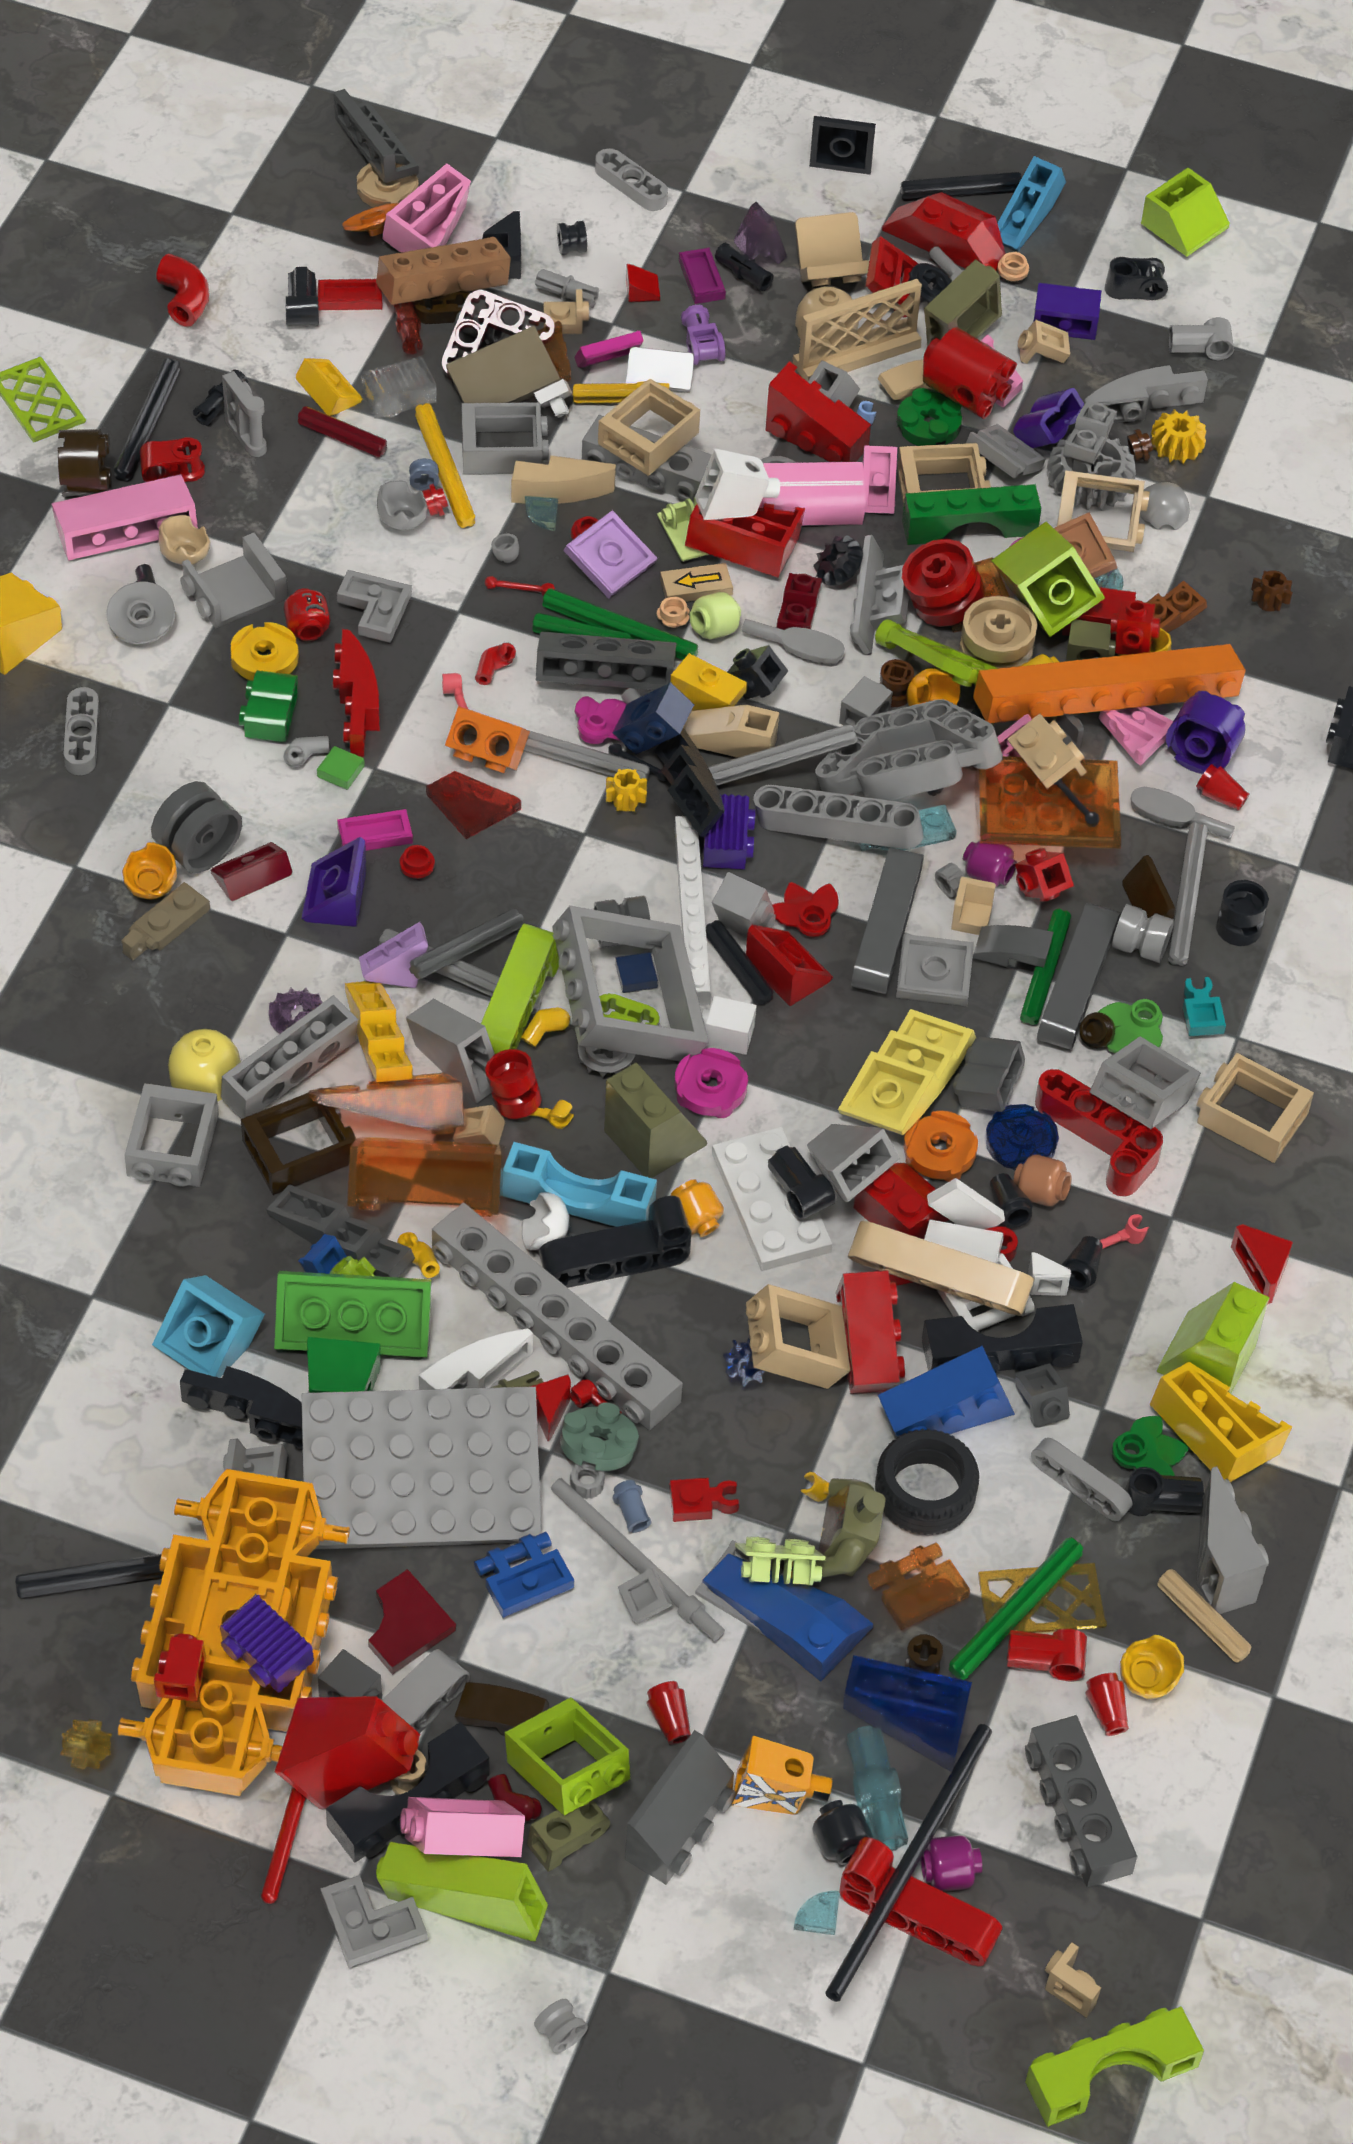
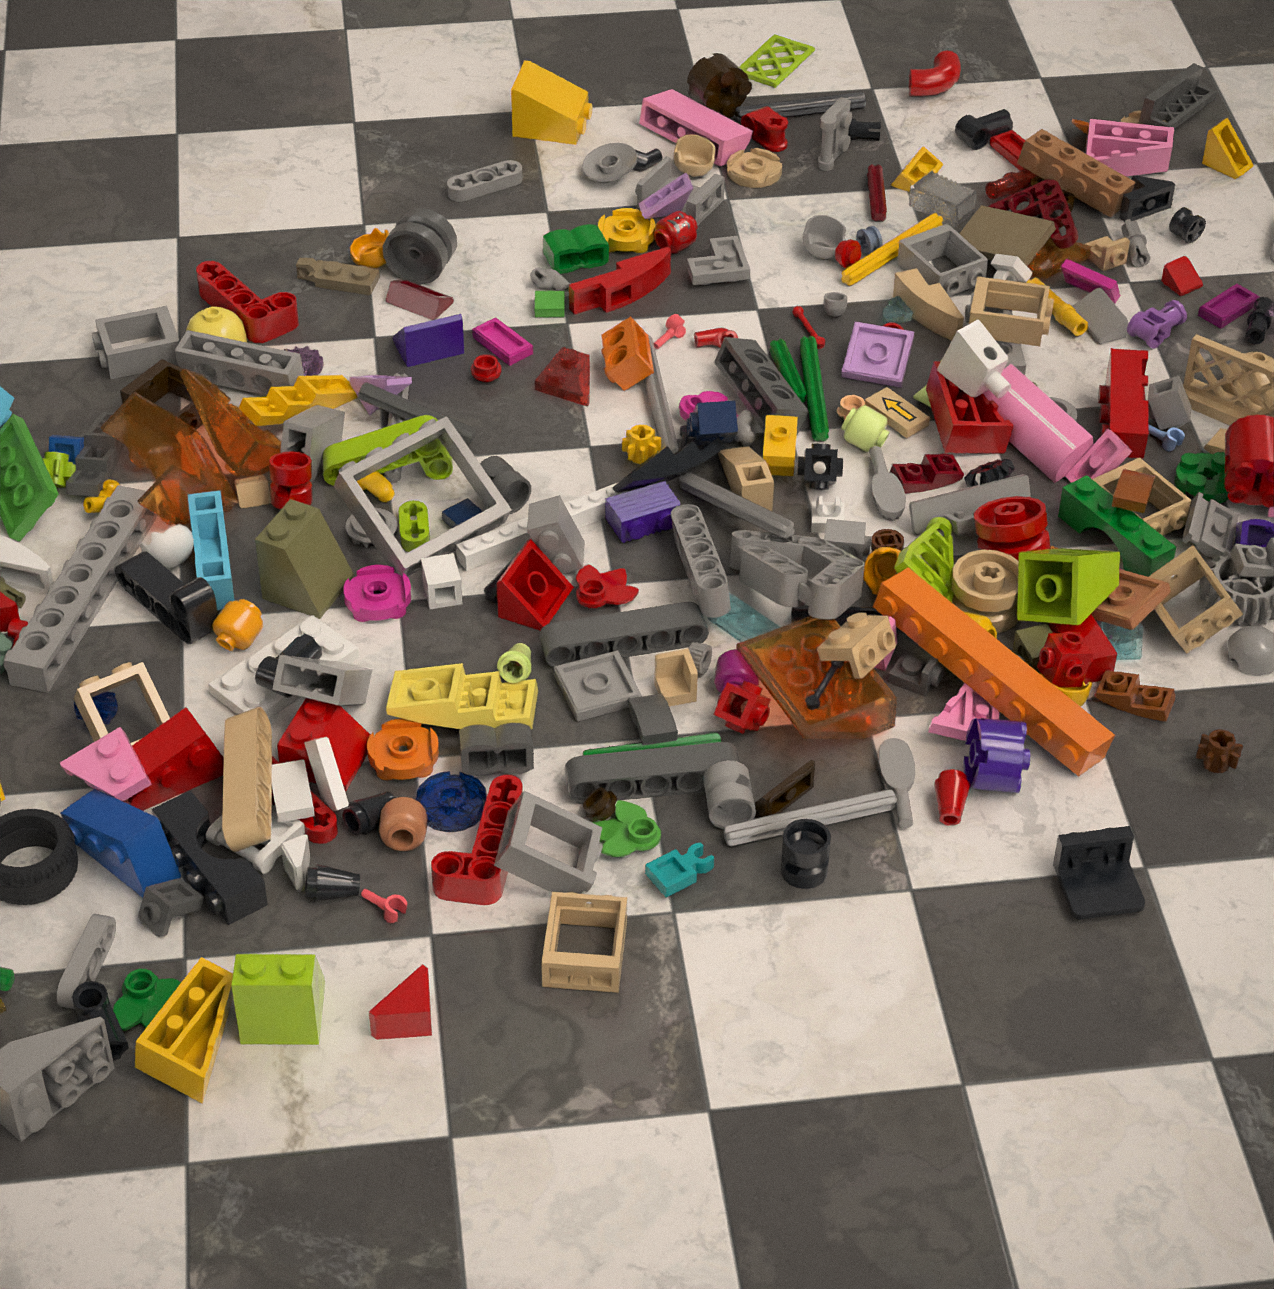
camera: 65 degrees right, 10 degrees down
(160, 1023) = (261, 318): none -> red beam
(225, 505) = (754, 168): none -> tan tile
(261, 591) = (667, 199): none -> lavender slope
(479, 150) = (1225, 151): none -> yellow slope
(812, 702) = (825, 510): none -> white tile
(867, 1368) = (109, 766): none -> bright pink wing
(882, 1013) = (515, 663): none -> yellowish green cone
(959, 469) = (1133, 490): none -> dark orange slope

